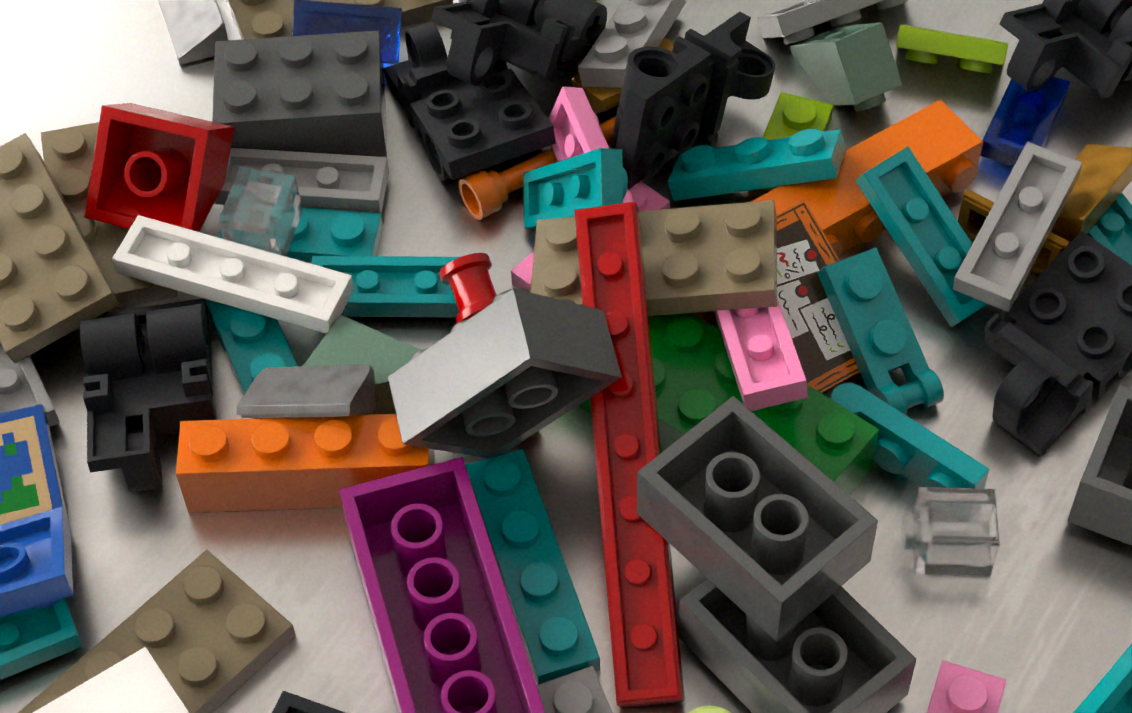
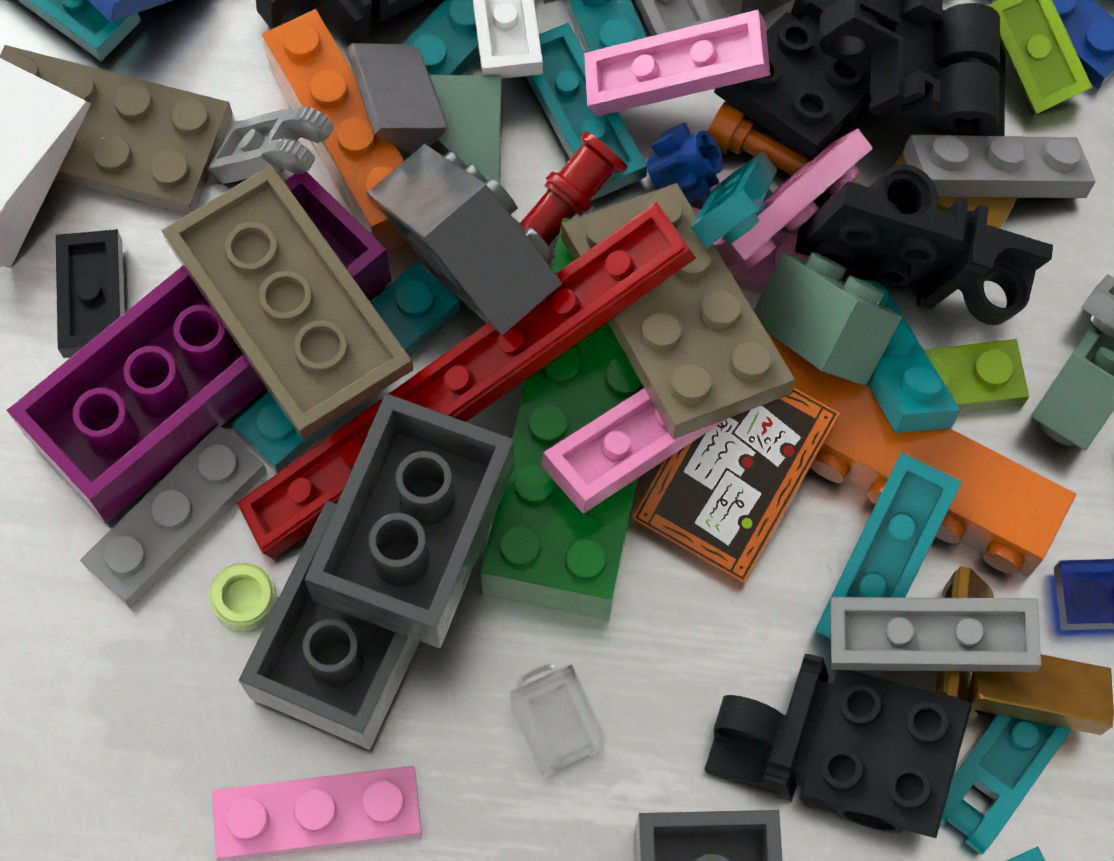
camera: 60 degrees right, 15 degrees up
(292, 514) = (270, 141): none -> light grey hinge
(420, 182) = (677, 63): none -> bright pink plate
(474, 543) = (287, 301): none -> dark tan plate
(500, 230) = (685, 160): none -> blue gear
(722, 171) = (825, 318): none -> sand green brick
(879, 331) = (746, 556): teal plate -> none
(910, 447) = (627, 633): teal plate -> none

